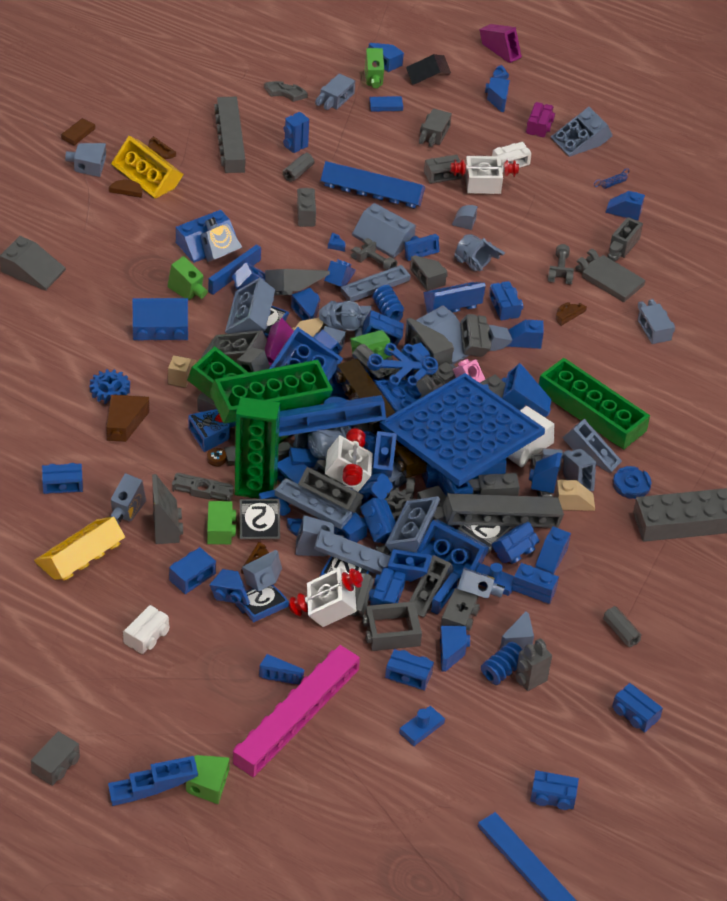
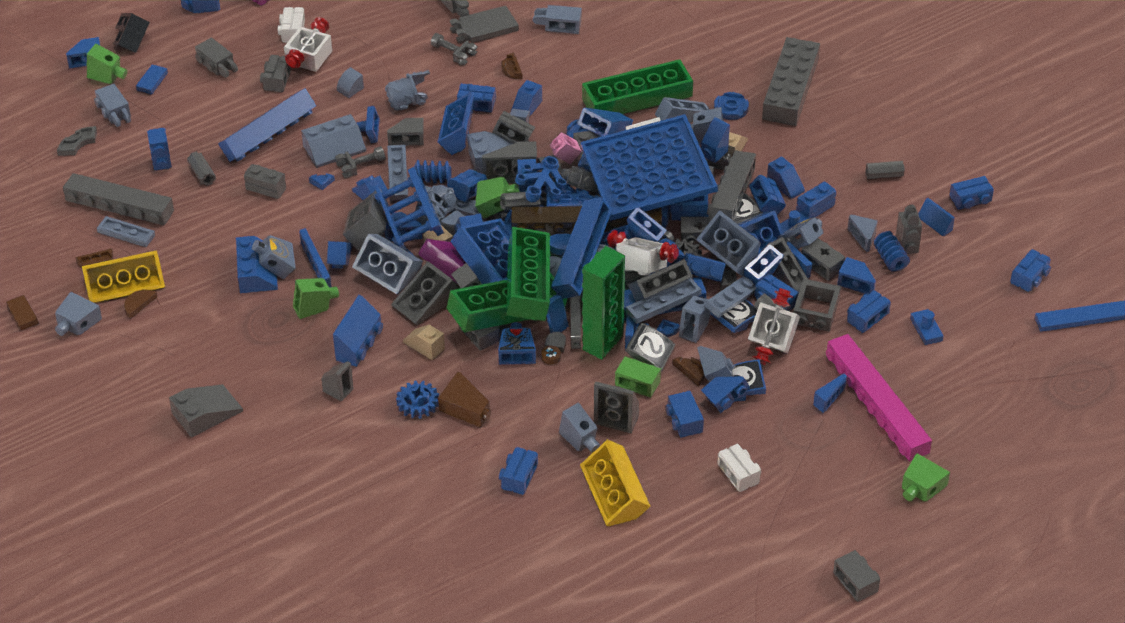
camera: 60 degrees left, 0 degrees up
(99, 330) = (338, 381): none -> dark grey slope
(156, 780) = (915, 514): blue slope -> none
(190, 484) = (575, 384): dark grey piece -> none
(201, 153) = (126, 231): none -> sand blue tile
(319, 302) = (426, 209): none -> blue fence
(581, 689) = (936, 217): none -> blue slope

